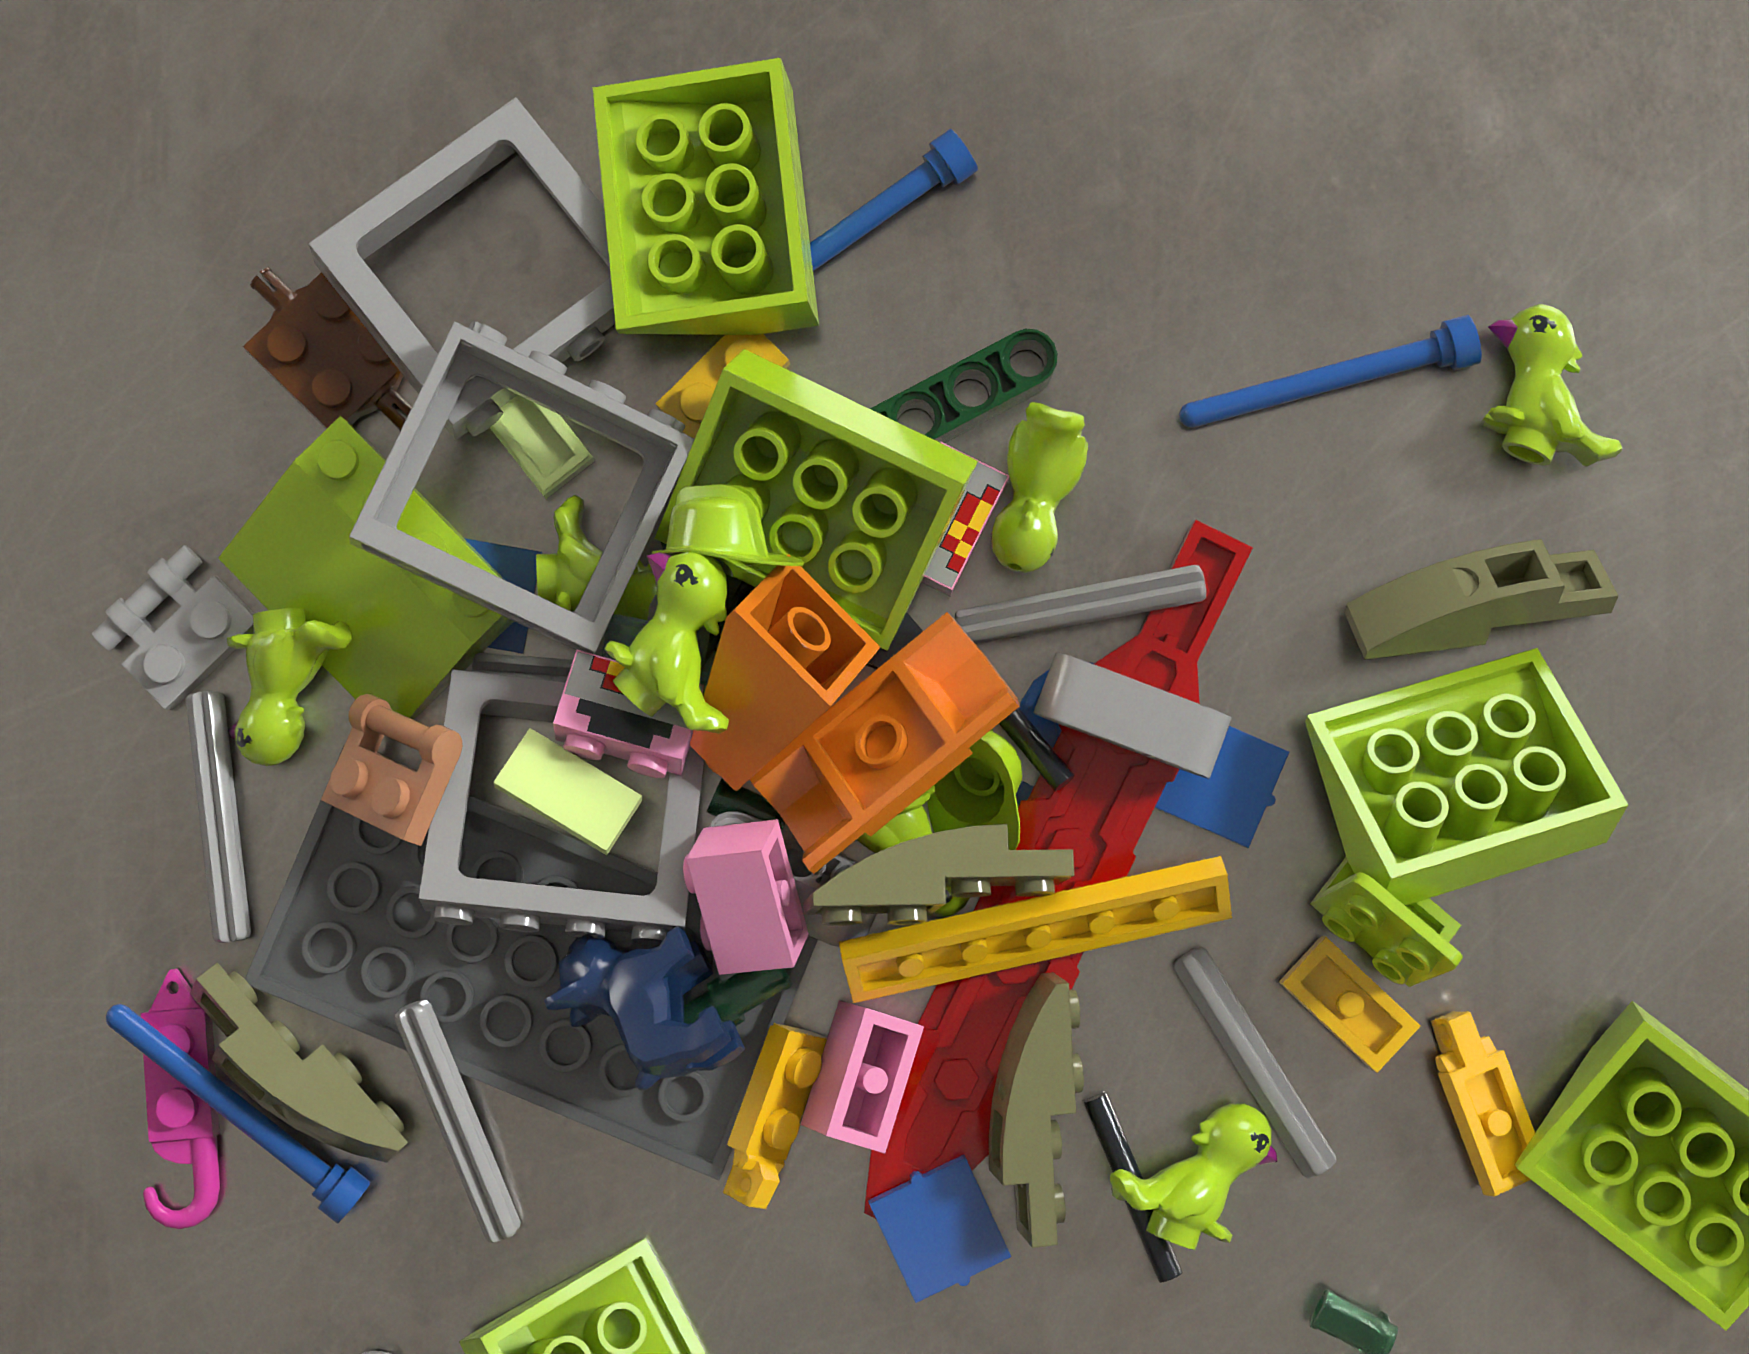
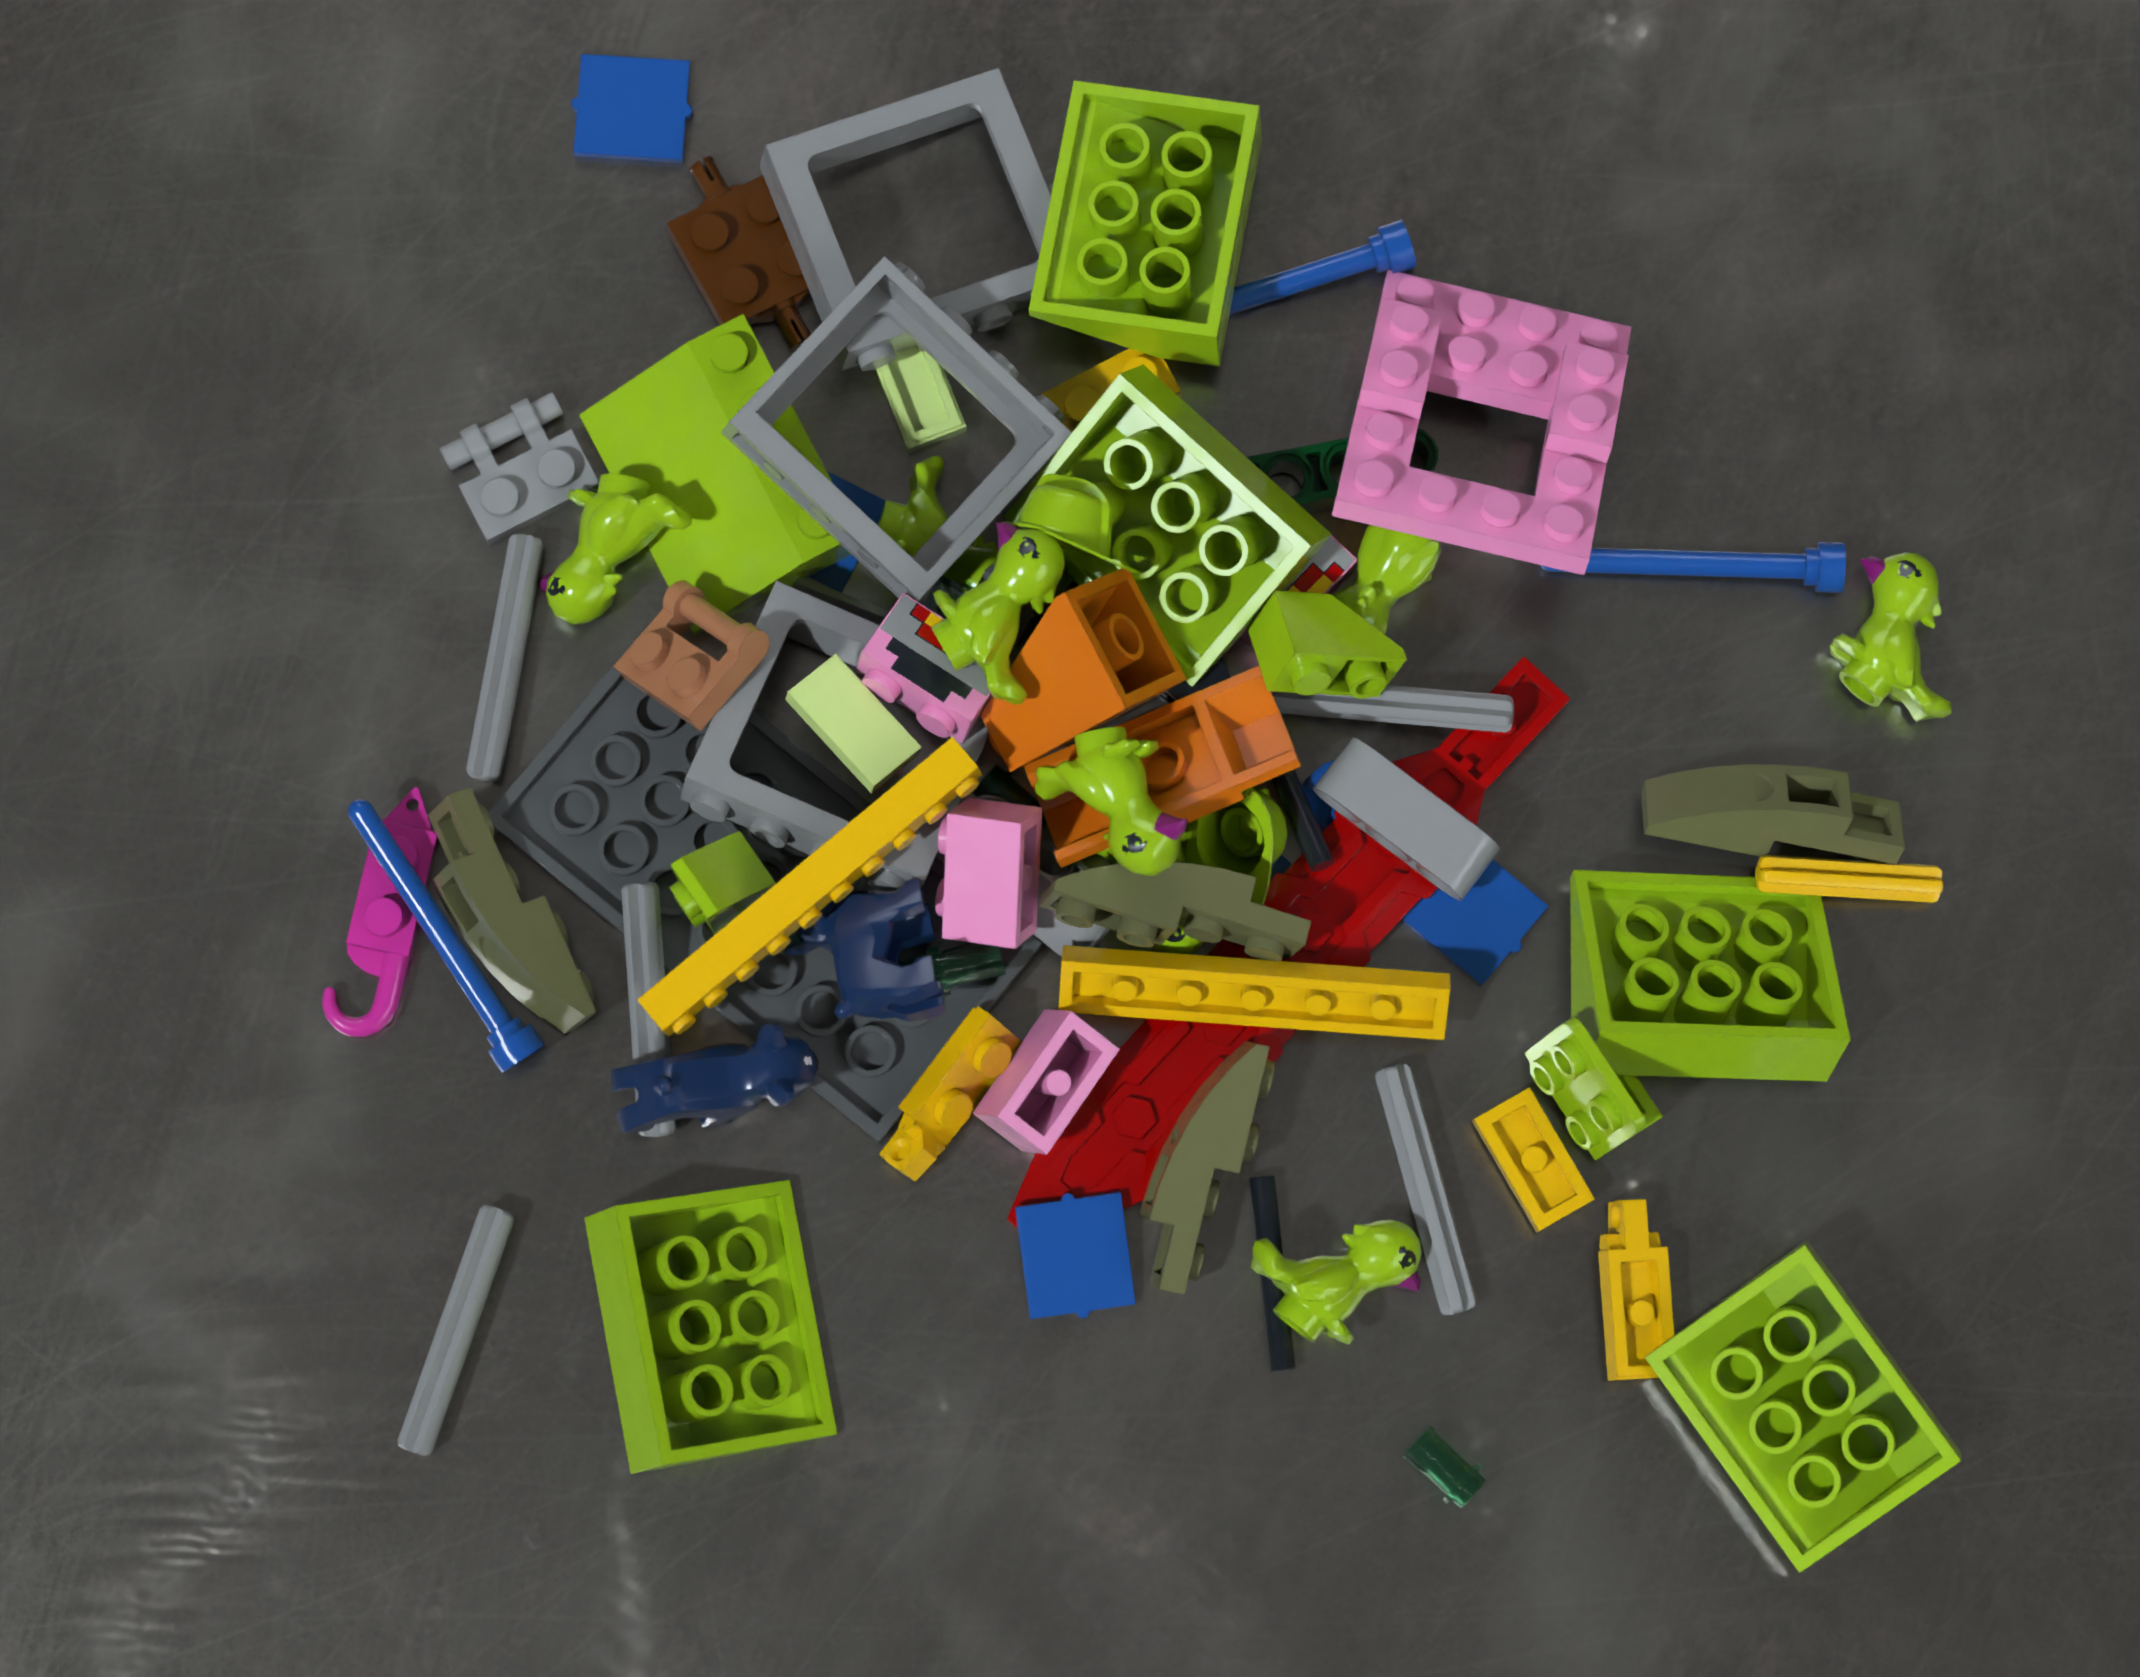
camera: 10 degrees right, 5 degrees down
(178, 243) = (632, 108): none -> blue piece
(487, 986) = (719, 881): none -> lime slope
(543, 1177) = (716, 1081): none -> dark blue animal
(573, 972) = (811, 886): none -> yellow piece
(840, 779) = (1114, 783): none -> lime animal
(1000, 576) = (1321, 647): none -> lime slope
(1094, 233) = (1496, 356): none -> bright pink piece
(1569, 640) = (1848, 878): none -> yellow axle

